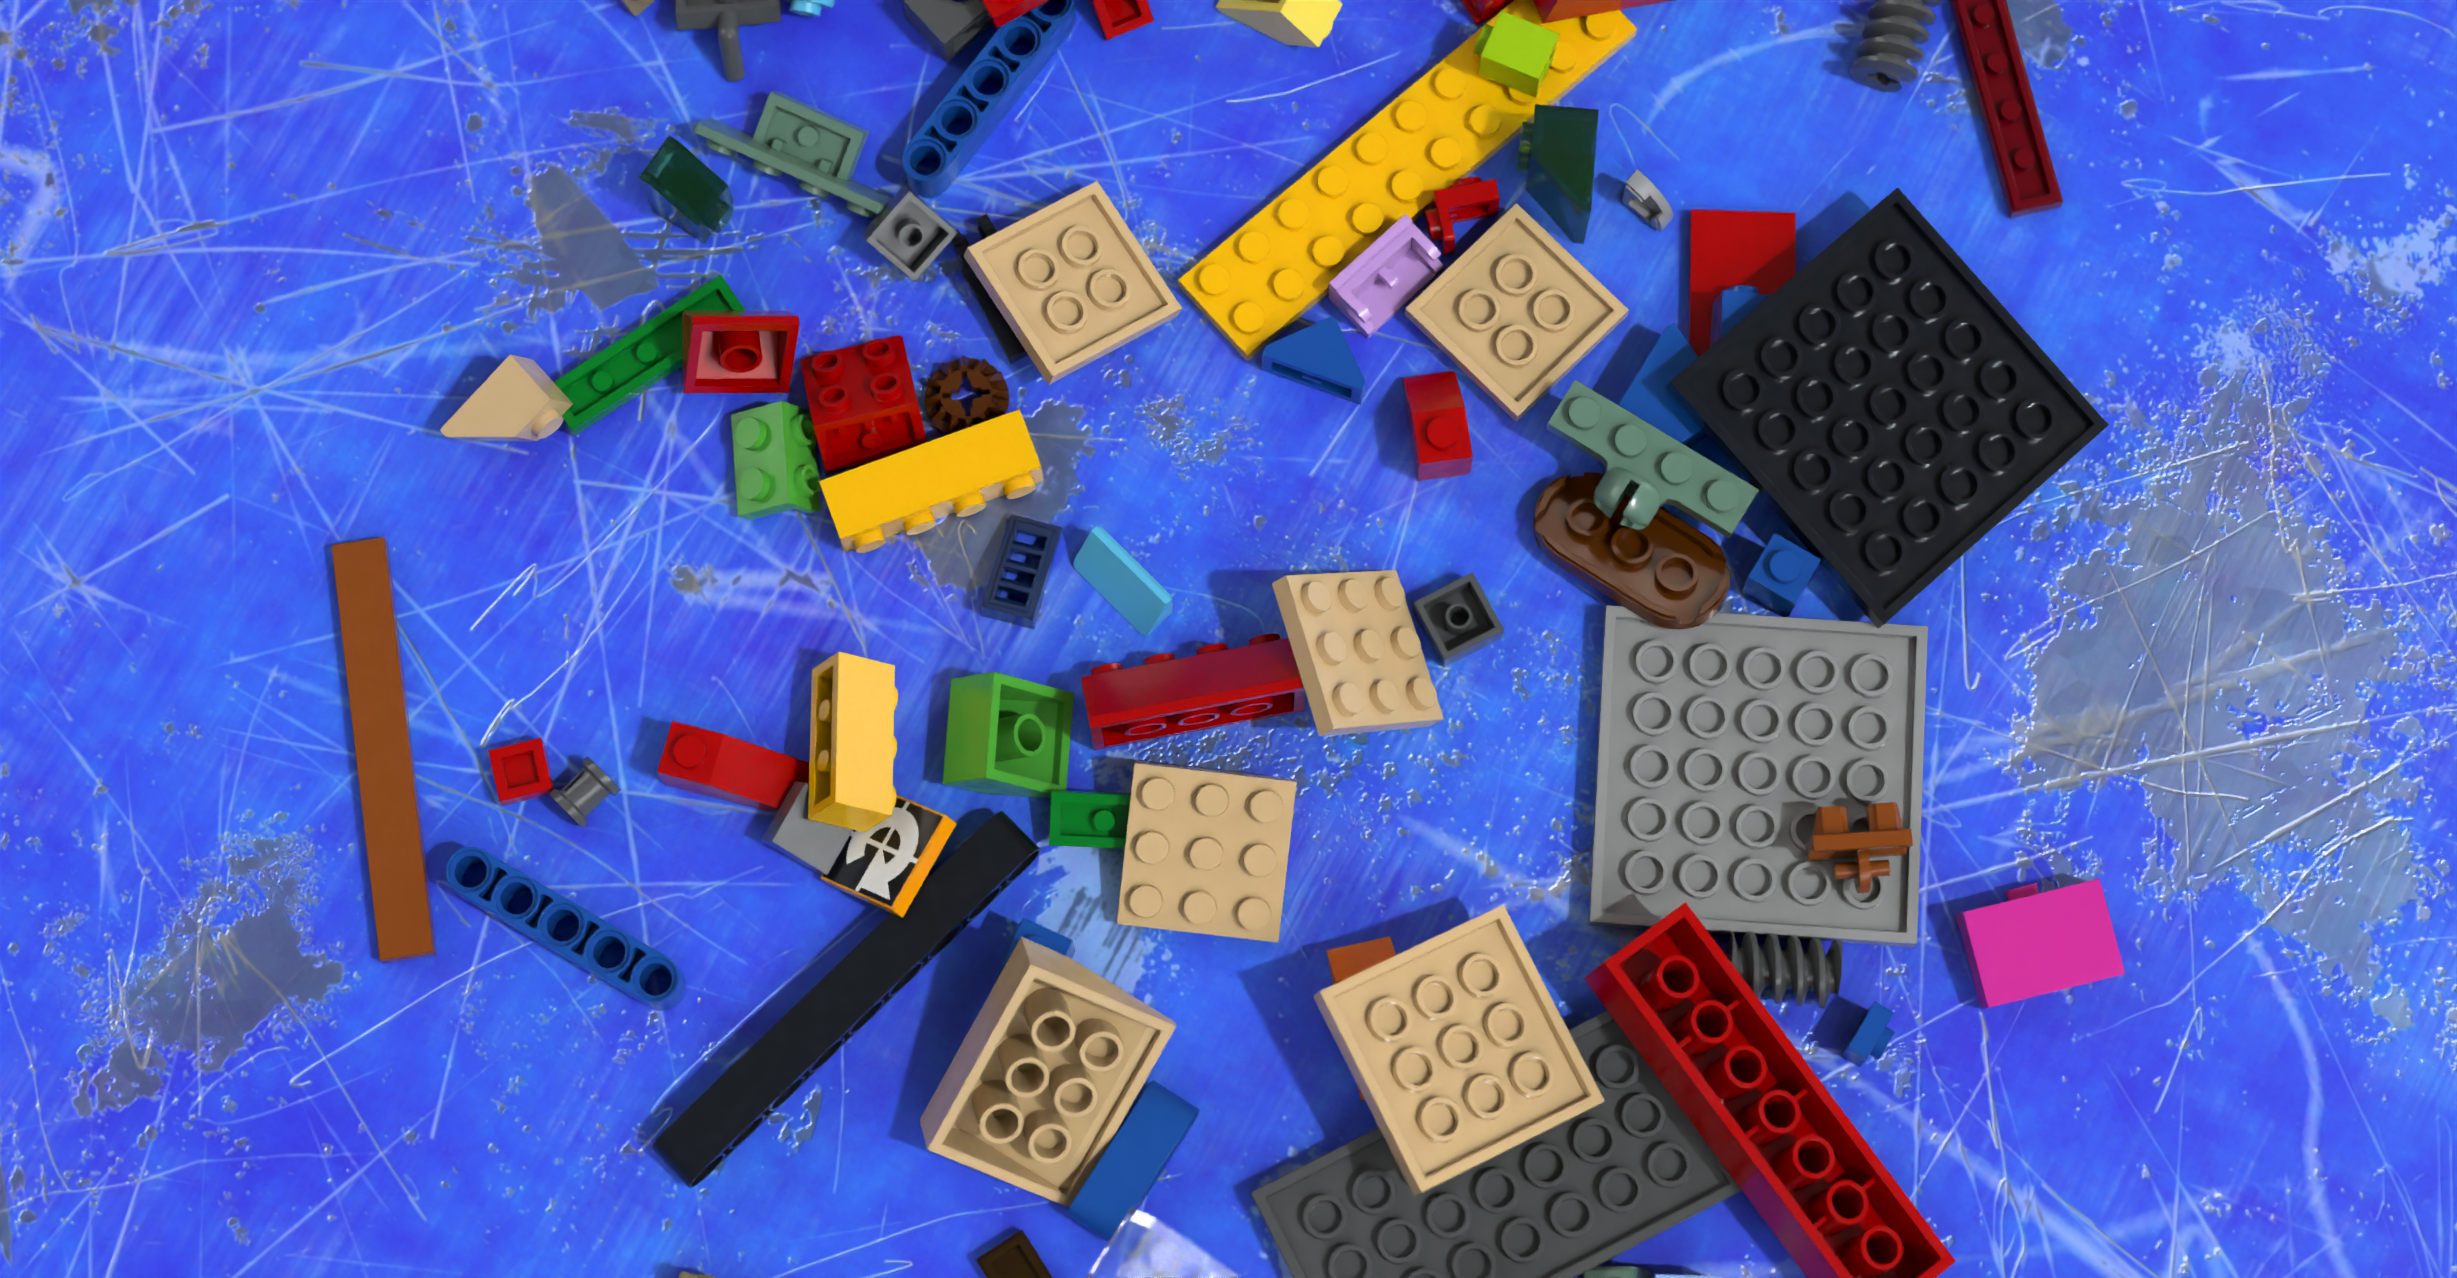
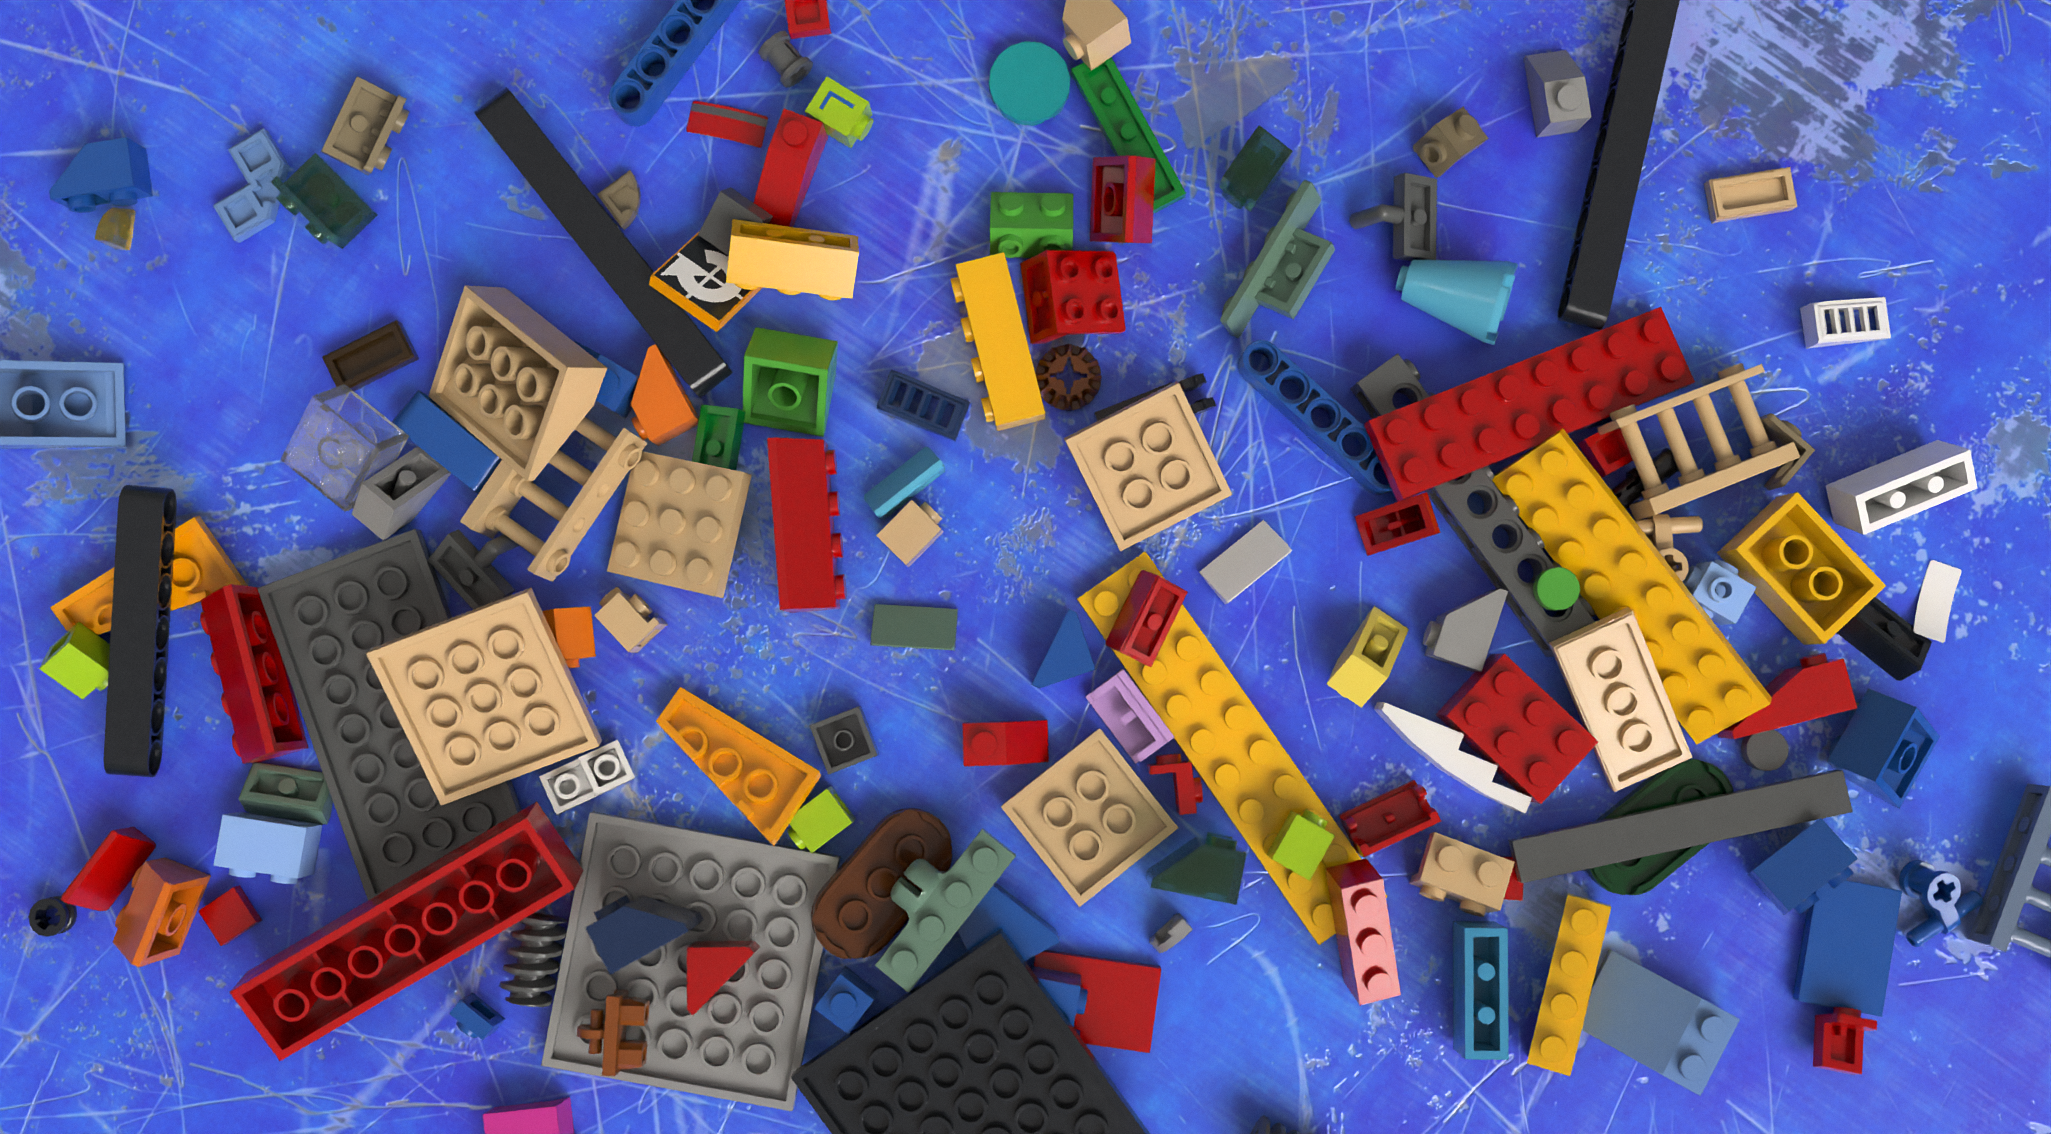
camera: 95 degrees right, 10 degrees up
(591, 485) = (1029, 83): none -> teal tile
(649, 711) = (841, 111): none -> lime brick
(673, 865) = (727, 123): none -> red sticker
(784, 984) = (622, 199): none -> dark tan tile
(909, 233) = (1203, 342): dark grey piece -> none
(1051, 893) = (661, 401): none -> orange slope
(1174, 1069) = (505, 487): none -> tan fence
(1179, 160) = (1245, 562): none -> white slope
(1186, 563) = (911, 532): none -> tan brick
(1206, 1219) = (398, 492): none -> light grey slope
(1261, 266) = (1146, 618): none -> red slope
(1299, 1111) = (471, 570): none -> dark grey plate
(1305, 535) = (914, 627): none -> sand green slope
(1337, 903) = (628, 619): none -> tan brick
(1357, 652) = (815, 655): tan plate -> none
(1505, 731) = (746, 767): none -> light orange wing
(1548, 937) = (587, 777): none -> white slope
(1562, 635) = (820, 820): none -> lime brick
(1726, 819) = (636, 928): none -> dark blue slope
(1763, 733) = (711, 966): none -> red slope

